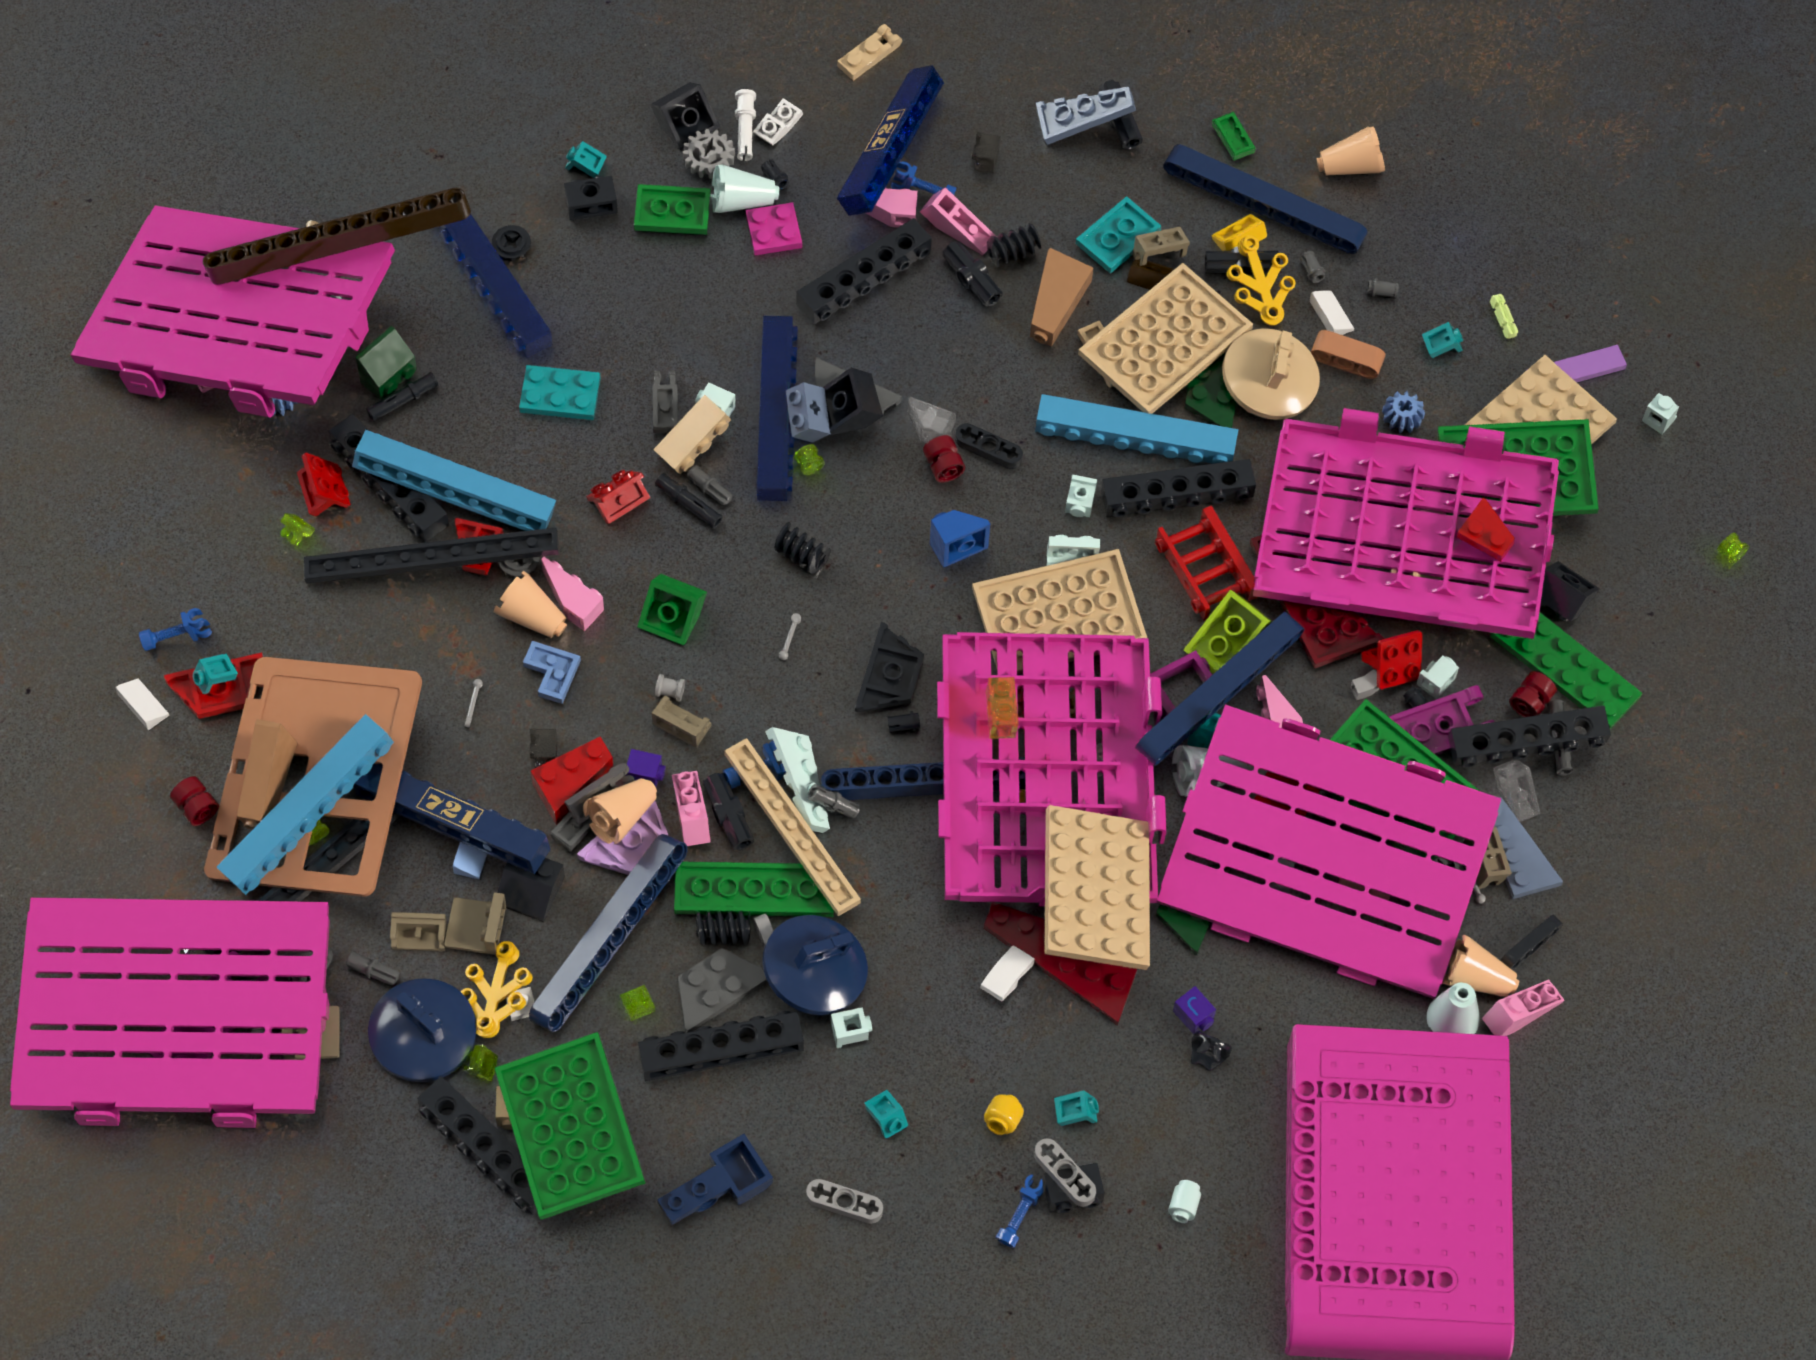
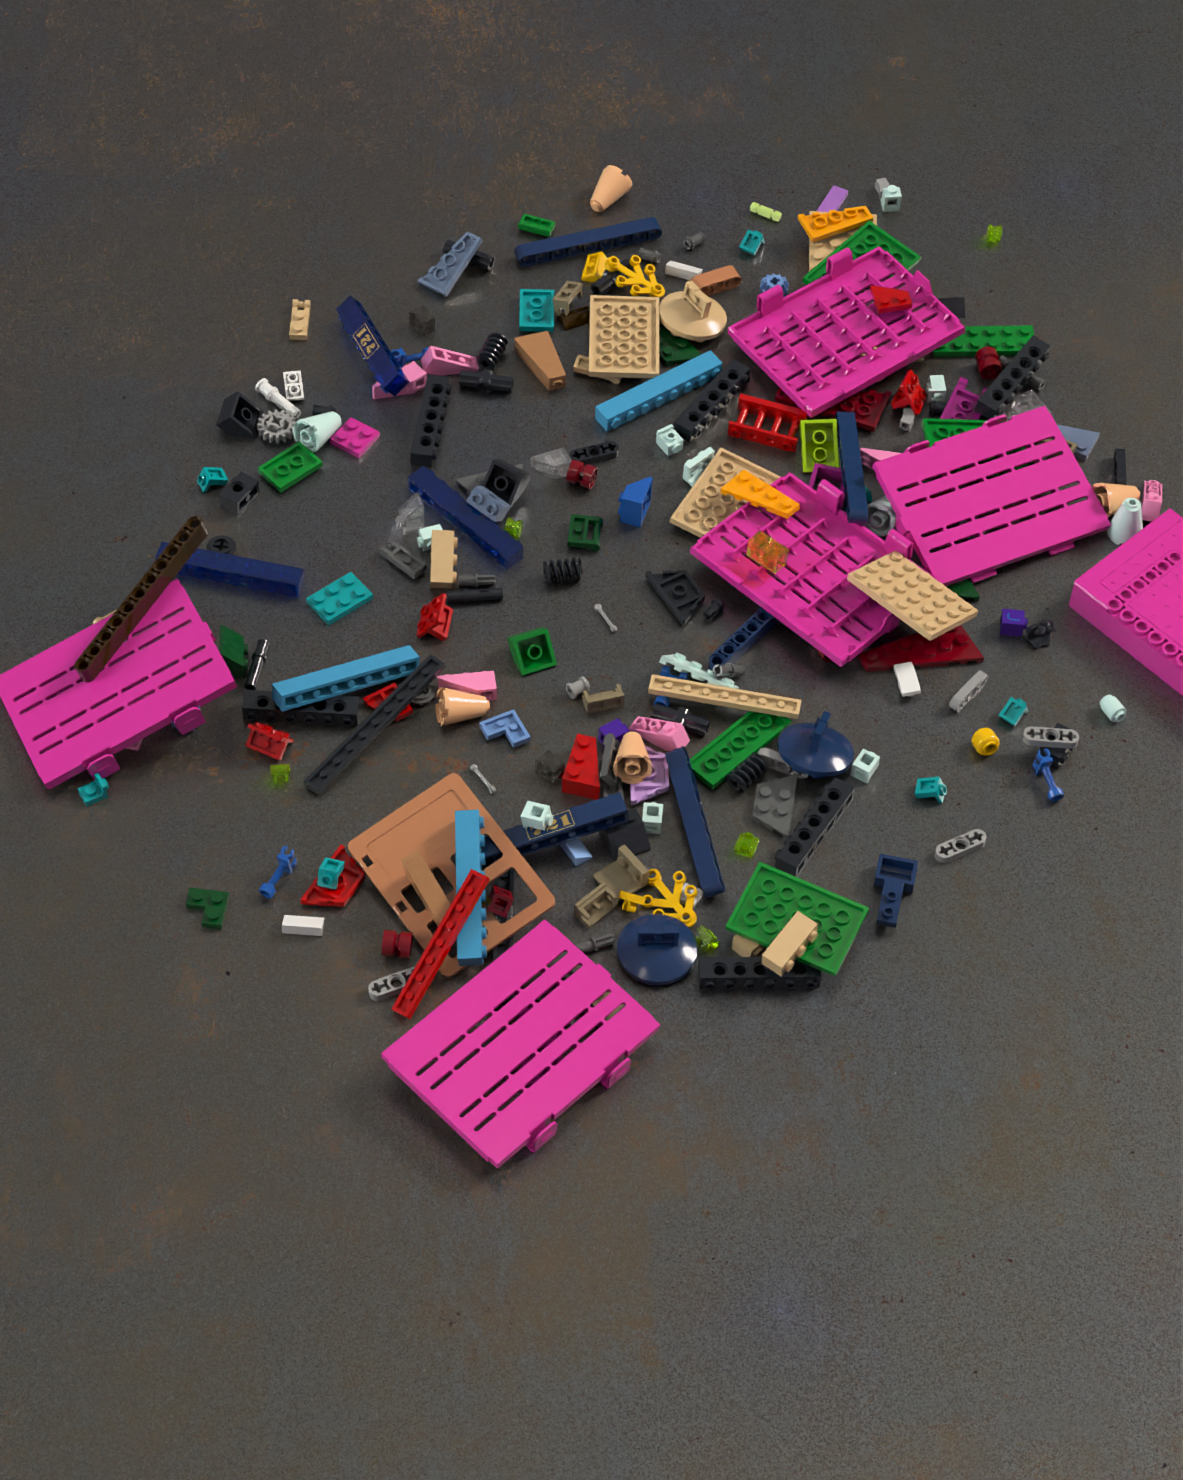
camera: 45 degrees left, 10 degrees down
(90, 611) = (212, 902): none -> dark green plate
(116, 400) = (94, 791): none -> teal bracket
(140, 826) = (392, 991): none -> light grey beam
(215, 837) = (440, 944): none -> red plate
(322, 844) = (499, 901): none -> dark red brick
(441, 788) = (536, 816): none -> light aqua brick
(455, 956) = (630, 901): none -> yellow tile
(523, 1144) = (790, 944): none -> tan brick
(576, 881) = (652, 817): none -> light aqua brick
(720, 362) = (411, 515): none -> clear slope
(870, 519) = (578, 532): none -> dark green plate
(1056, 1043) = (968, 691): none -> light grey beam
(1081, 634) = (759, 493): none -> light orange wing
(1549, 390) = (825, 225): none -> light orange wing
(1674, 389) = (880, 184): none -> light grey piece

